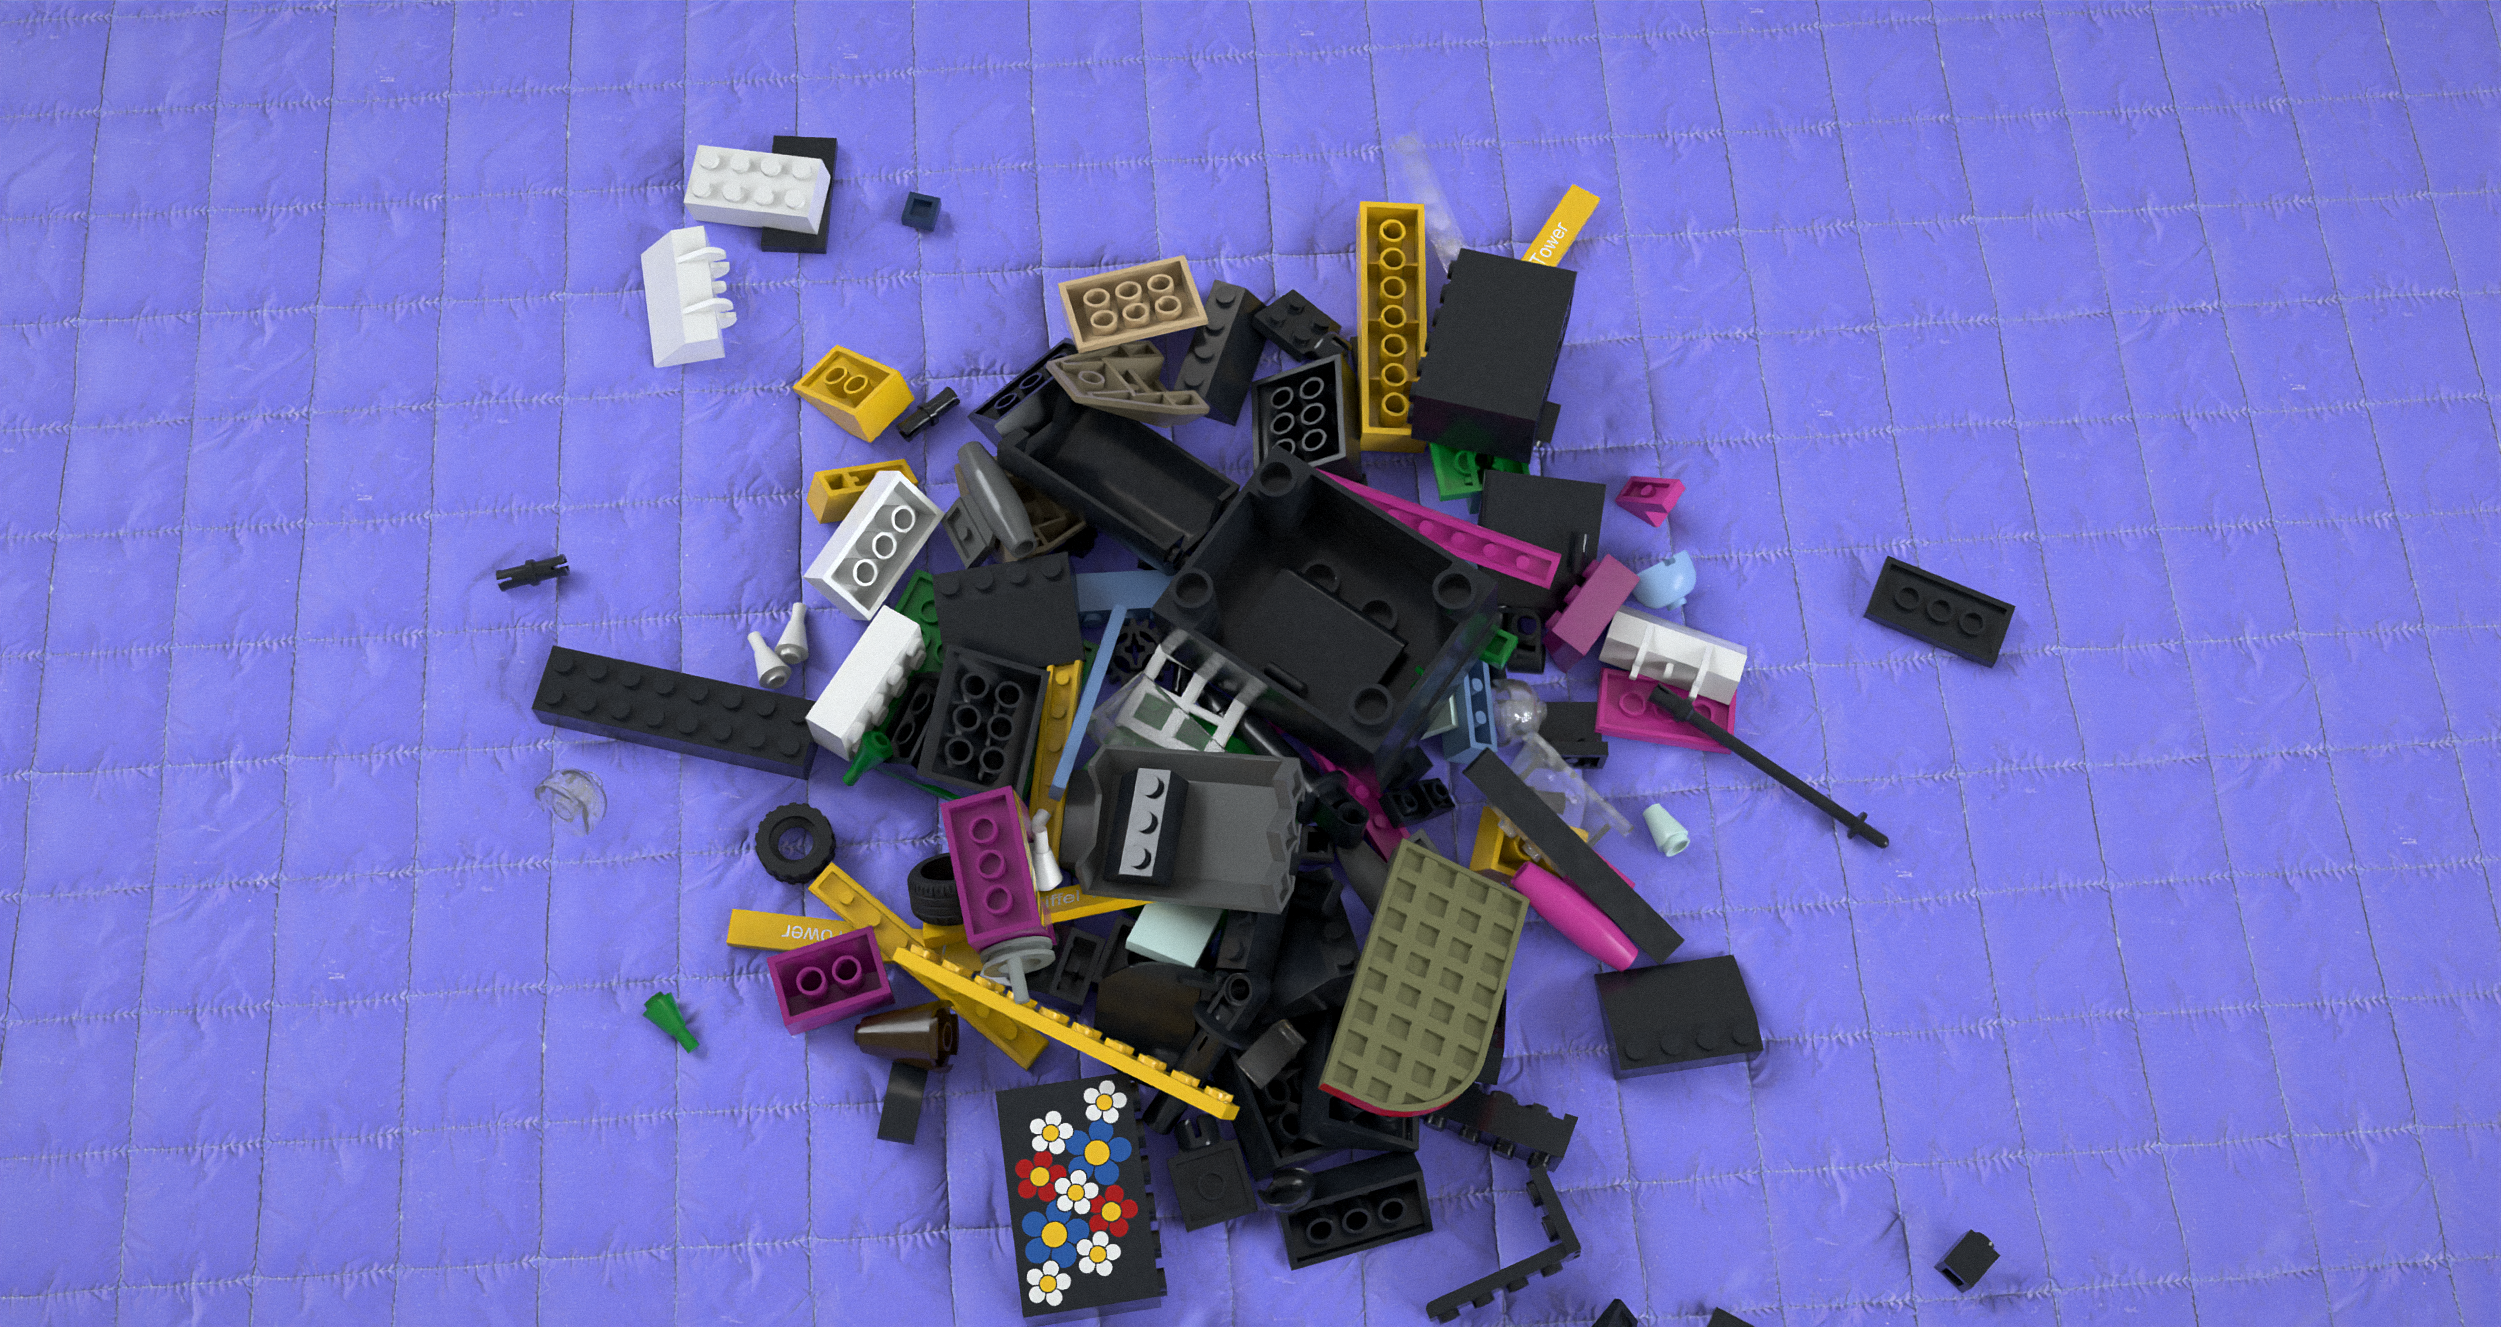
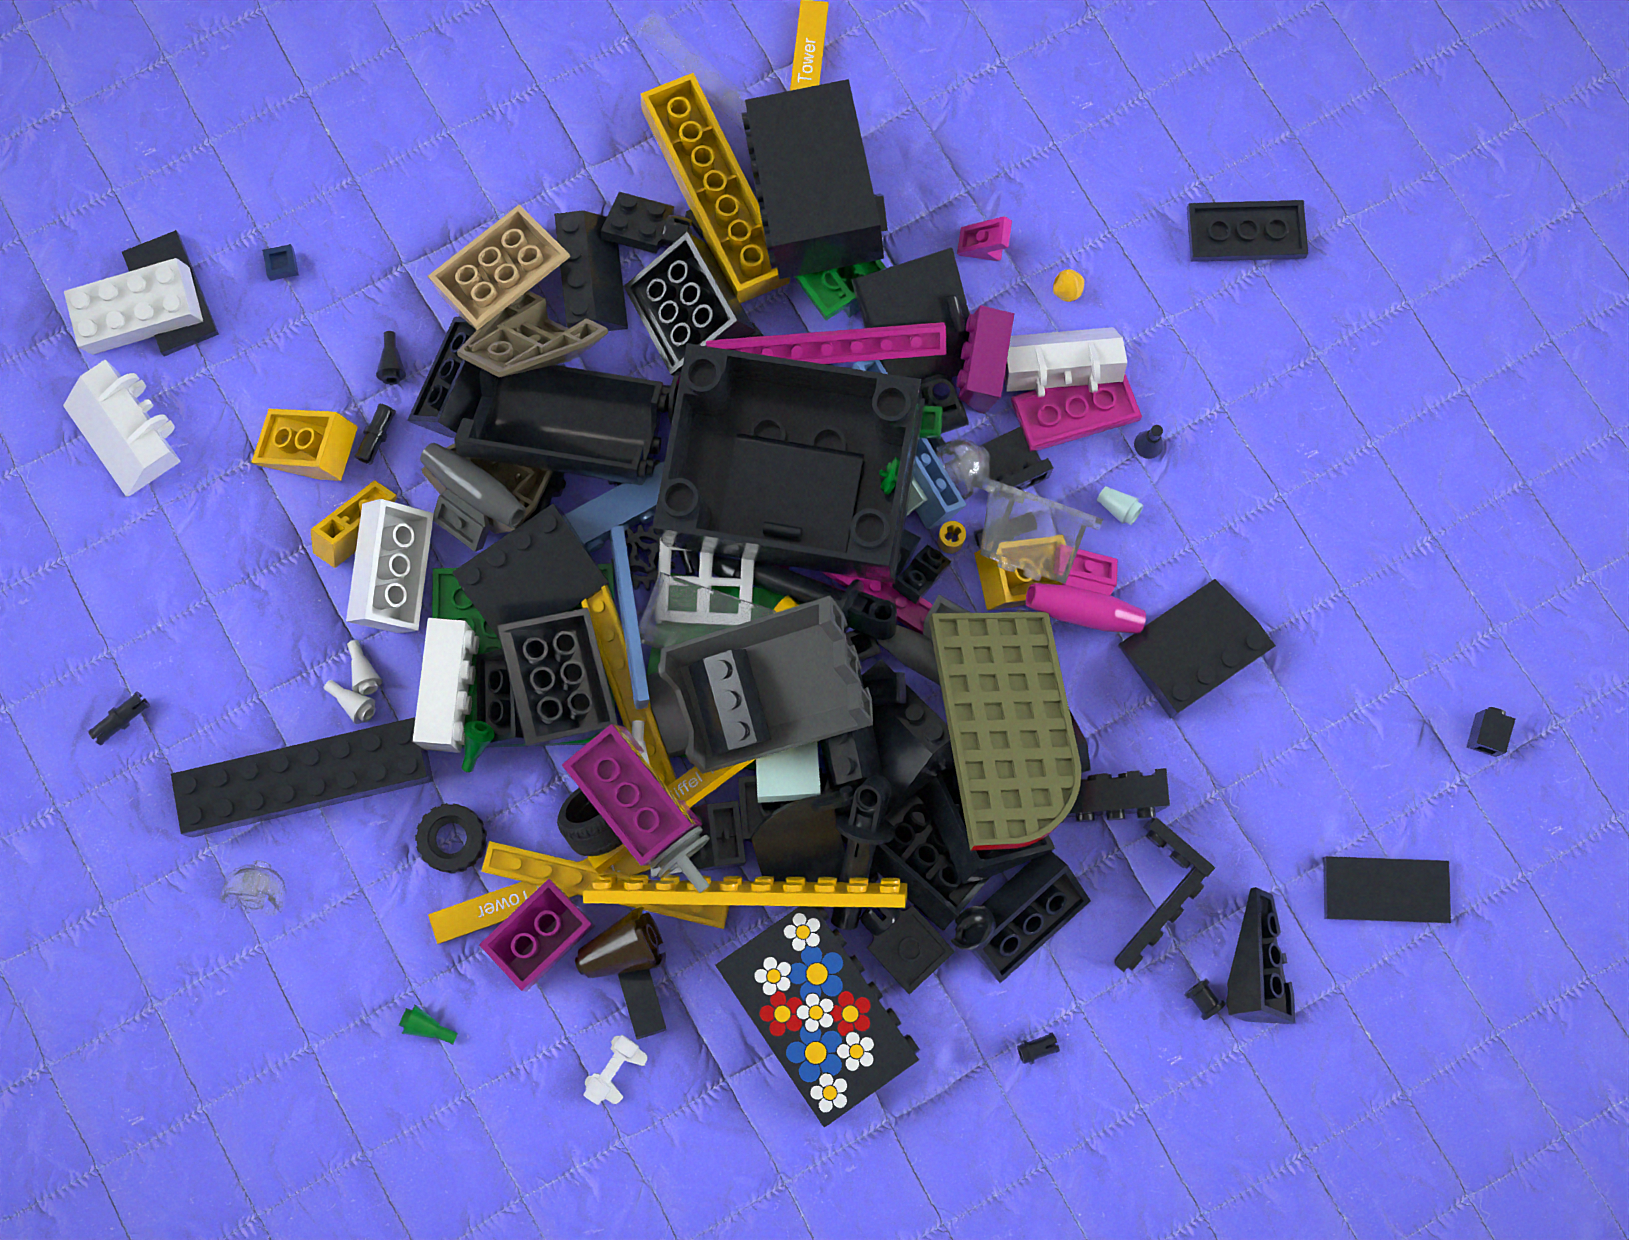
camera: 25 degrees left, 10 degrees up
(816, 1169) = (600, 1085): none -> white piece
(977, 356) = (390, 366): none -> black cone
(1044, 862) = (660, 763): white cone -> none
(1271, 1052) = (909, 828): clear tile -> none
(1458, 787) = (949, 546): none -> yellow gear
(1573, 855) = (1065, 563): black tile -> none
(1666, 582) = (1031, 303): light blue cylinder -> none
(1684, 711) = (1092, 404): black bar -> none
(1717, 582) = (1068, 285): none -> yellow piece
(1728, 780) = (1149, 442): none -> black cone

